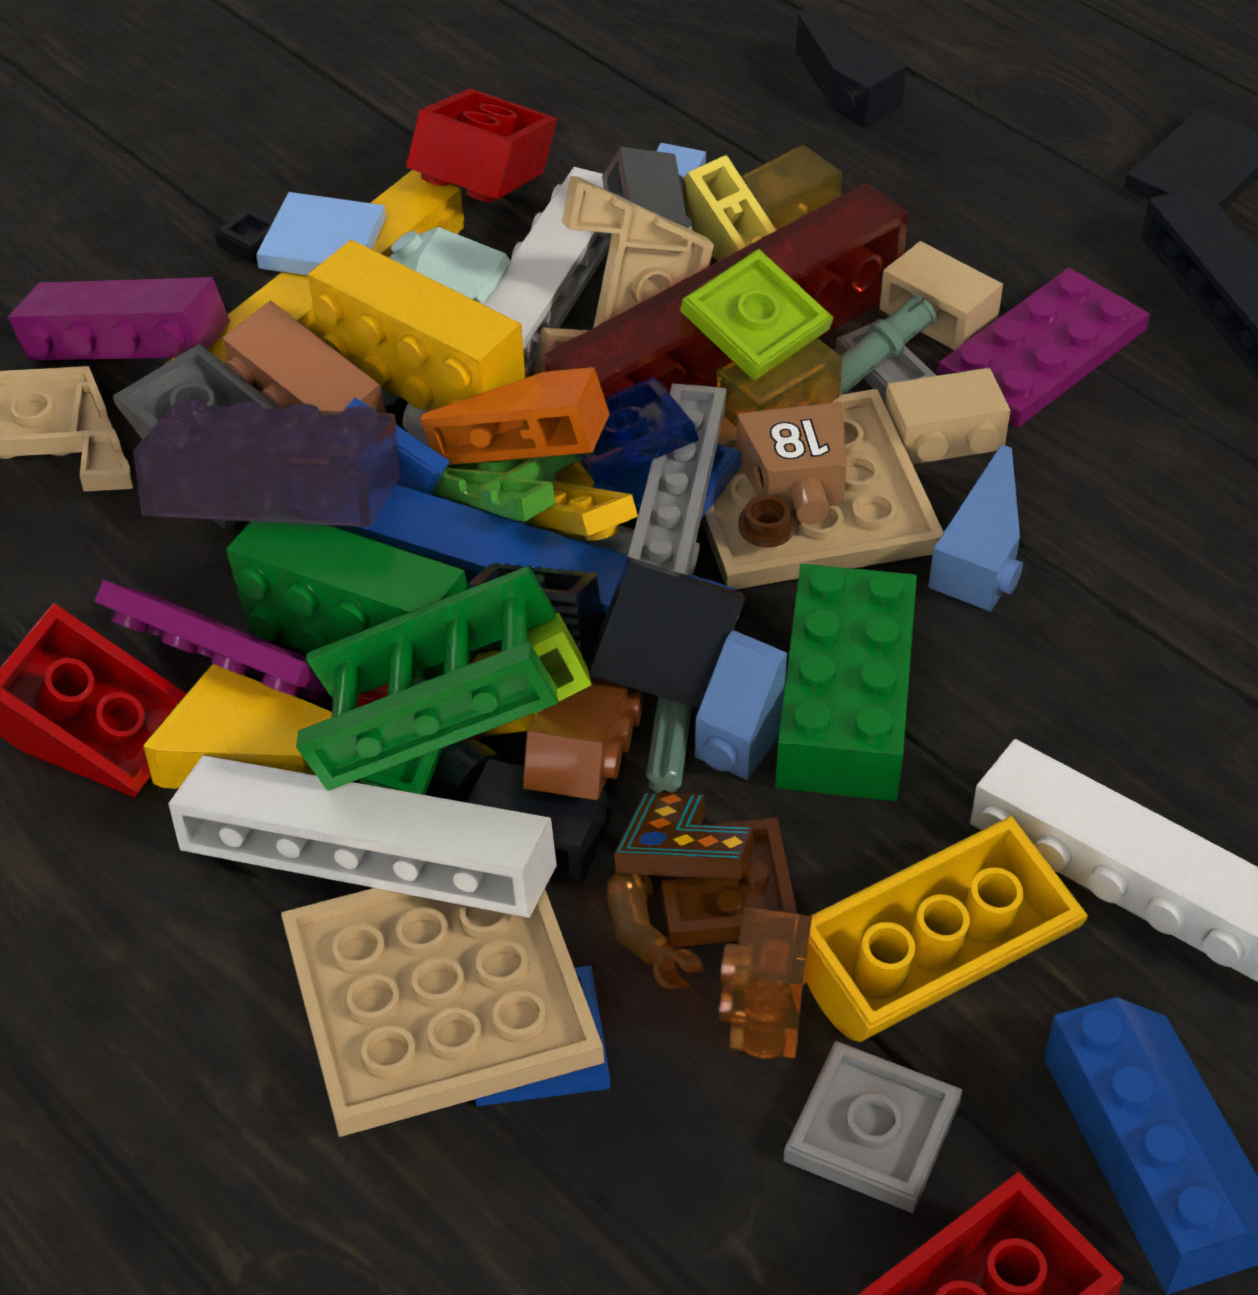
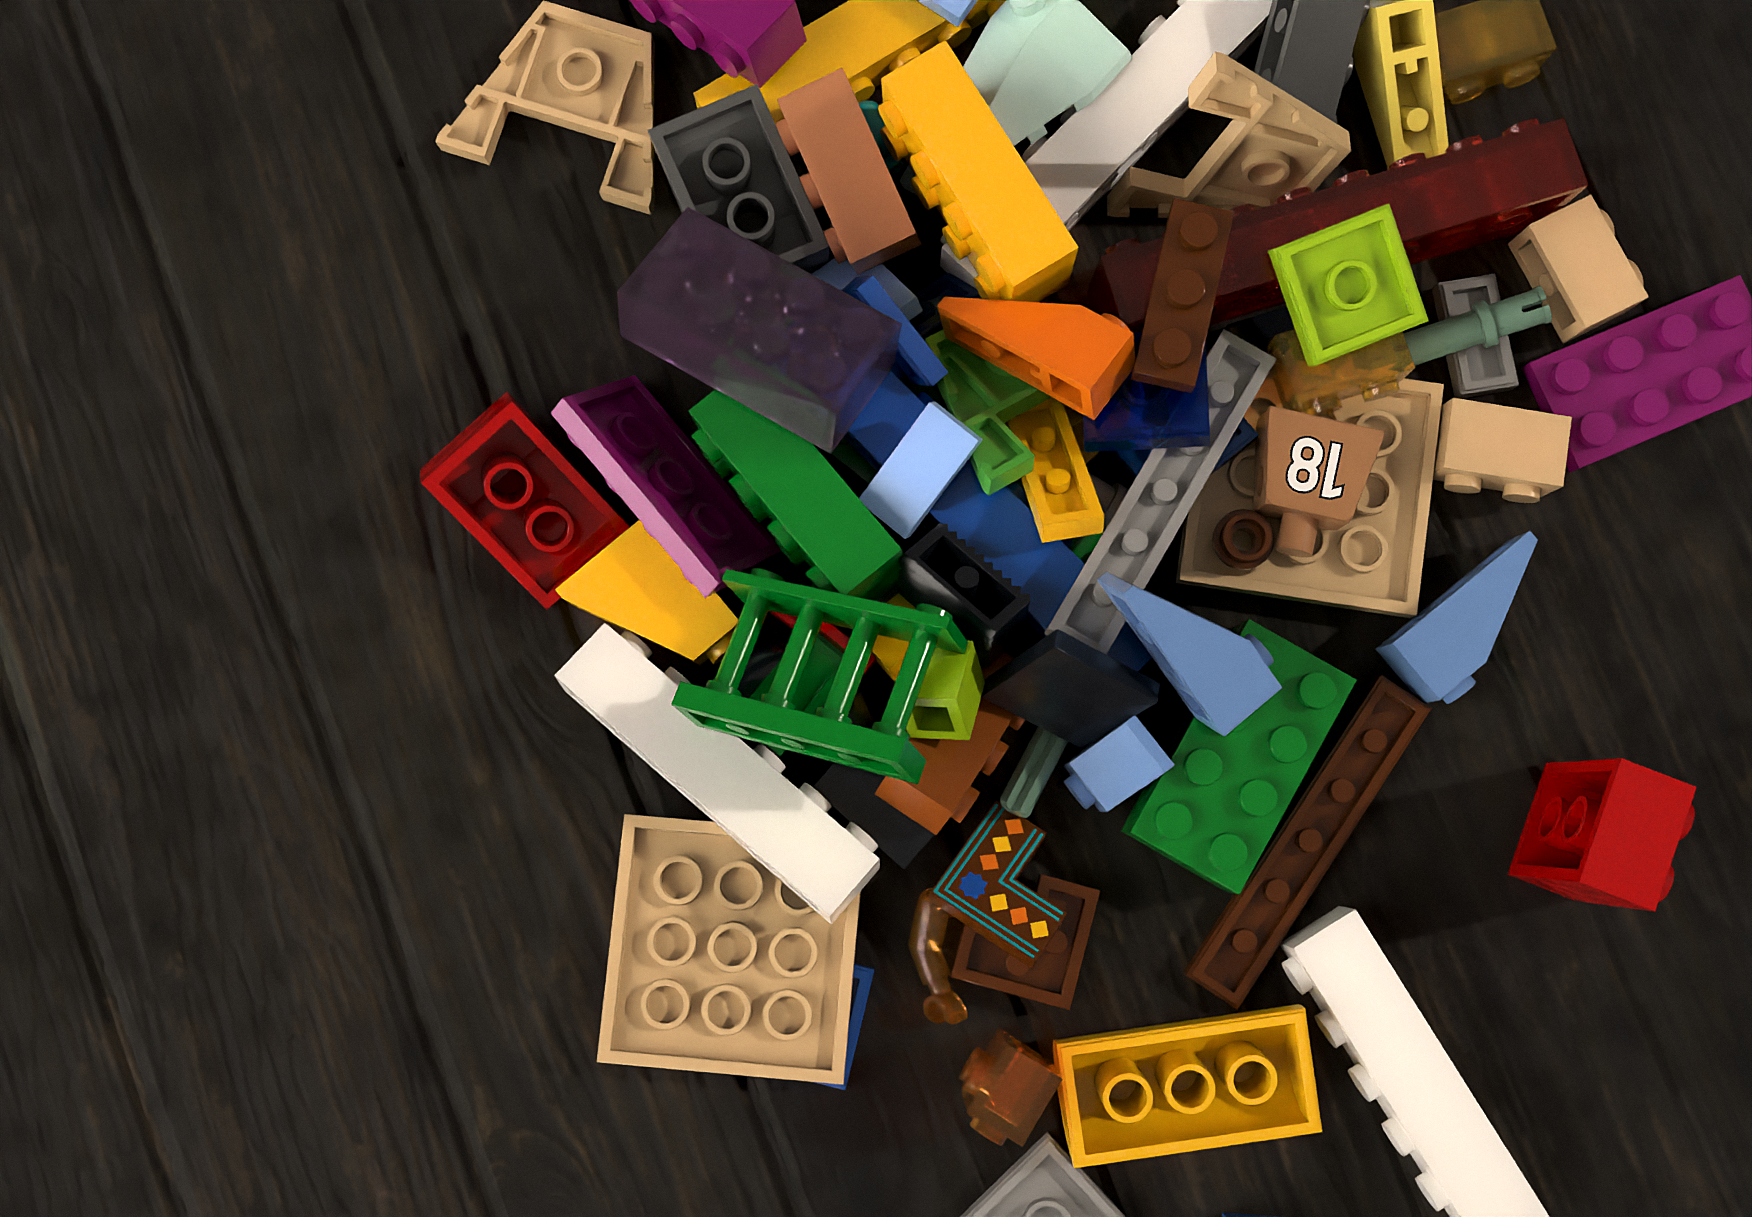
camera: 25 degrees right, 35 degrees up
(458, 518) = (920, 469): none -> light blue tile
(624, 352) = (1182, 295): none -> reddish brown plate
(765, 558) = (1208, 665): none -> medium blue slope
(948, 729) = (1307, 841): none -> reddish brown tile
(1184, 599) = (1604, 832): none -> red brick

